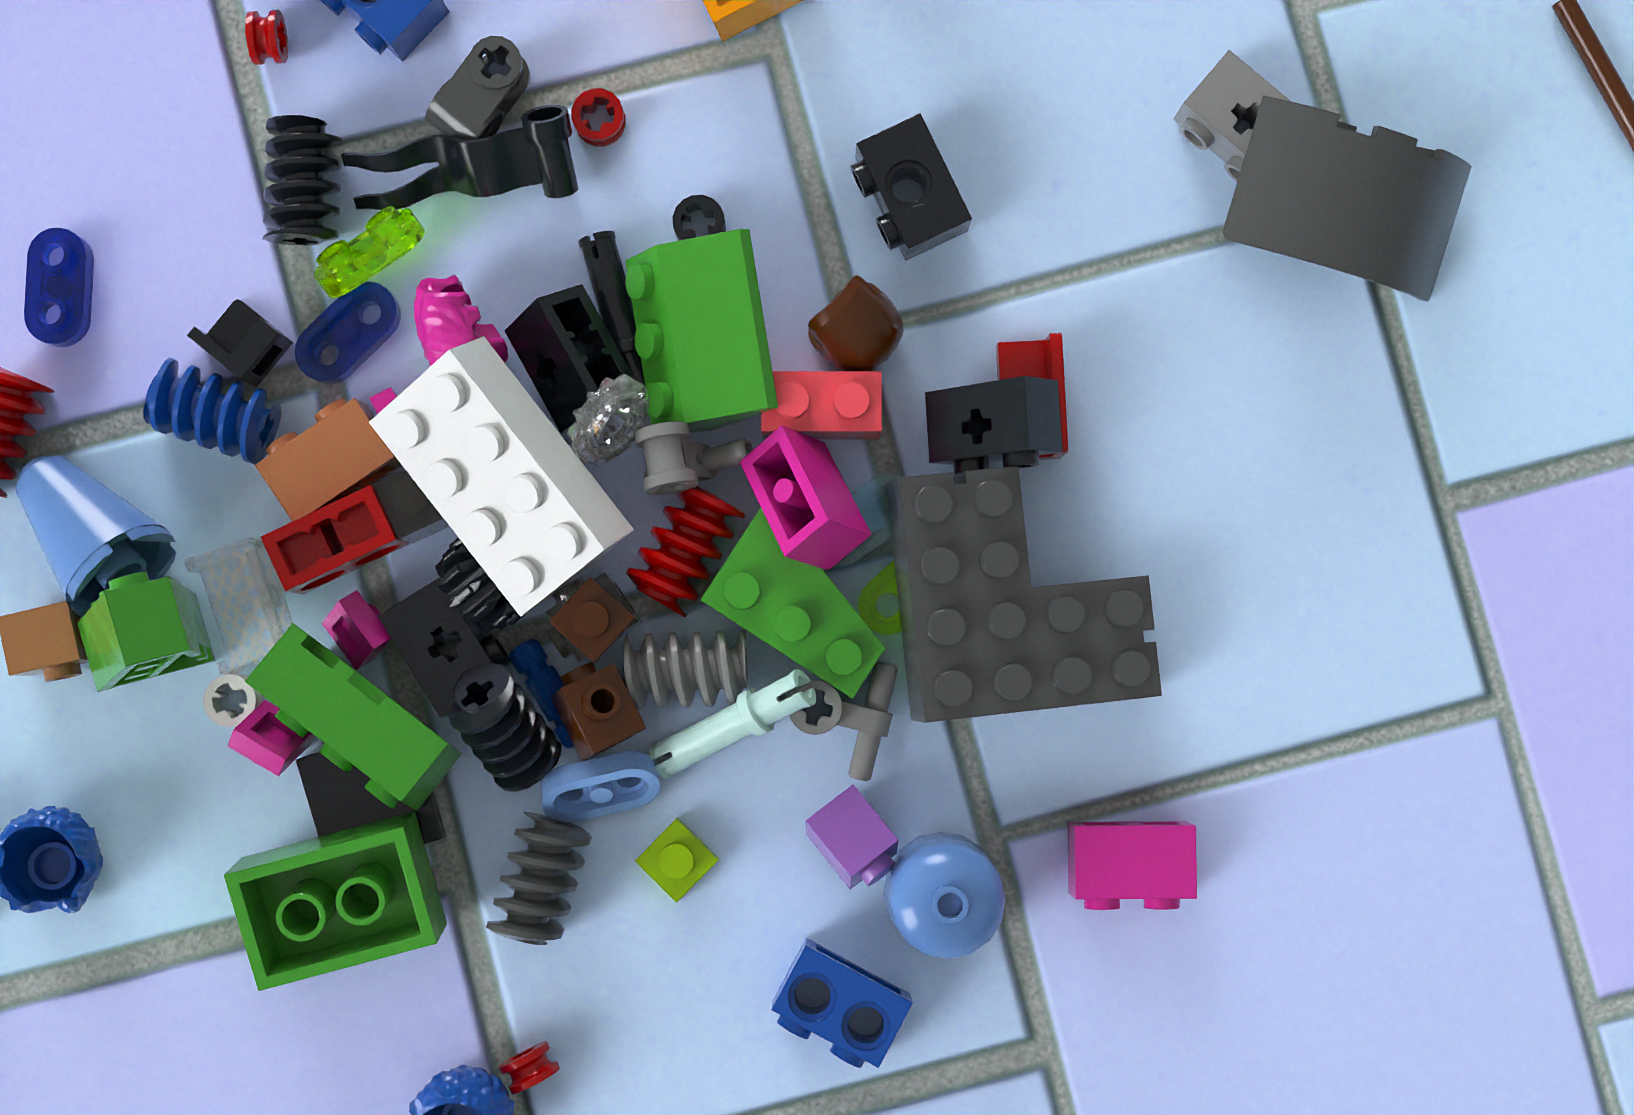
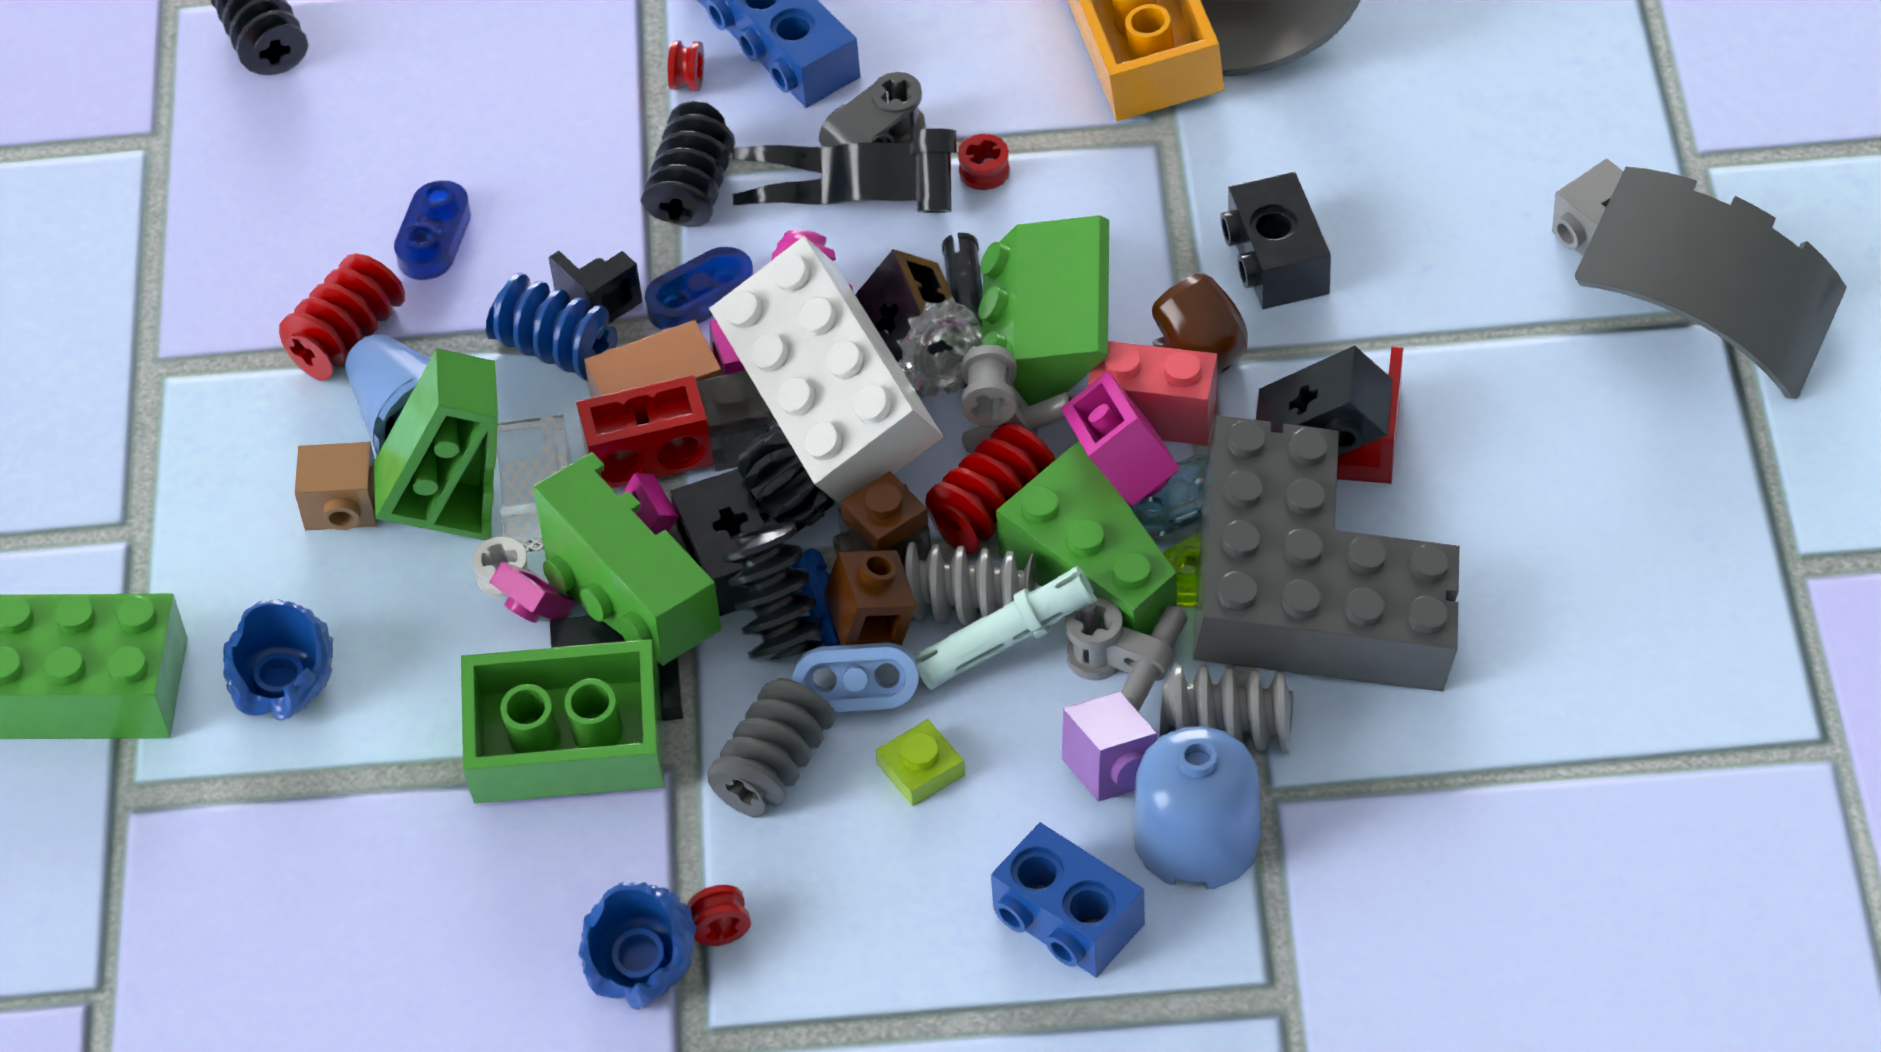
camera: 15 degrees right, 35 degrees down
(384, 241) = (759, 216): clear neon green plate -> none
(952, 771) = (1229, 705): none -> light grey piece
(1132, 862) = (1406, 814): dark pink brick -> none

